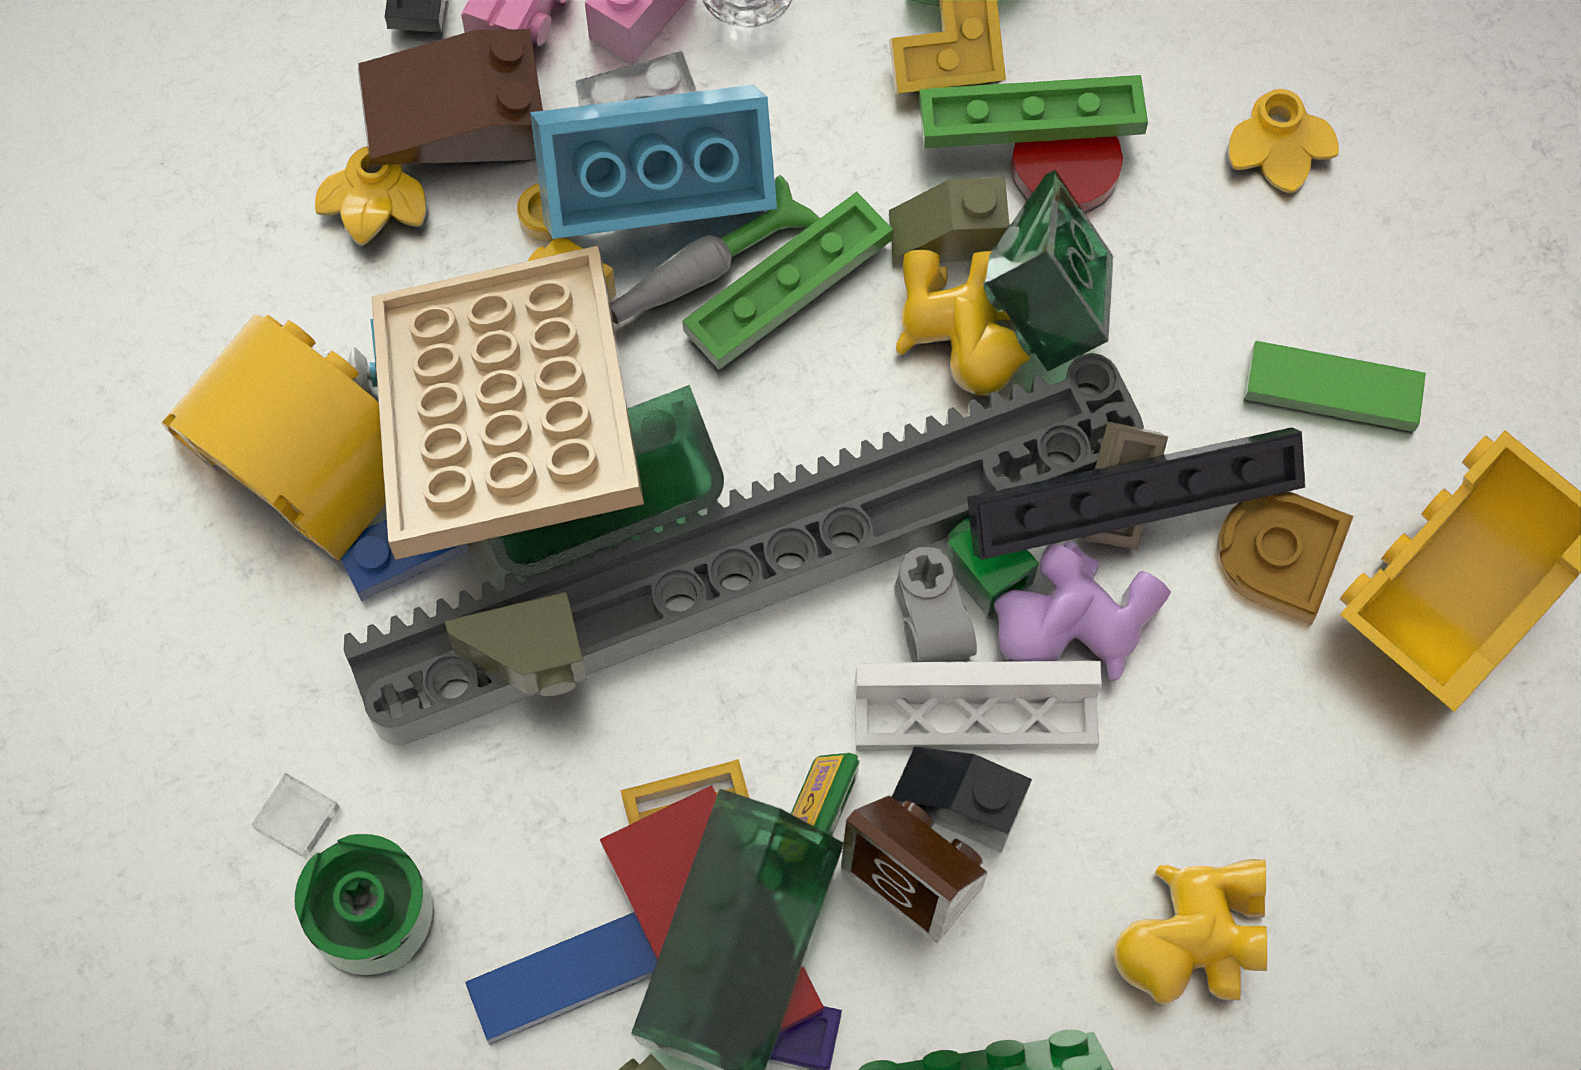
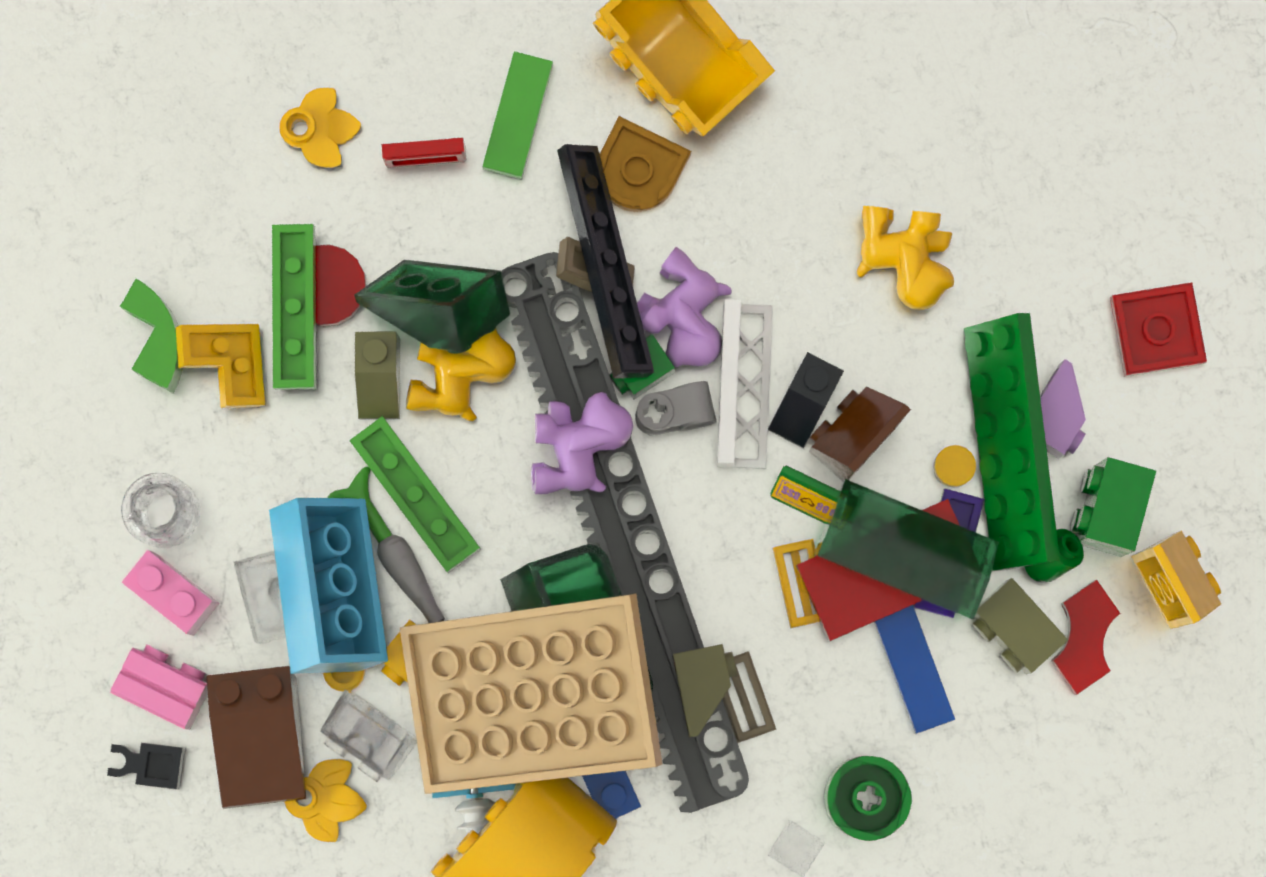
camera: 85 degrees left, 15 degrees up
(461, 228) = (367, 735): none -> clear slope
(521, 752) = (759, 694): none -> dark tan tile
(877, 1026) = (954, 466): none -> yellow tile
(893, 486) = (601, 427): none -> lavender animal
(1265, 264) = (424, 152): none -> red tile

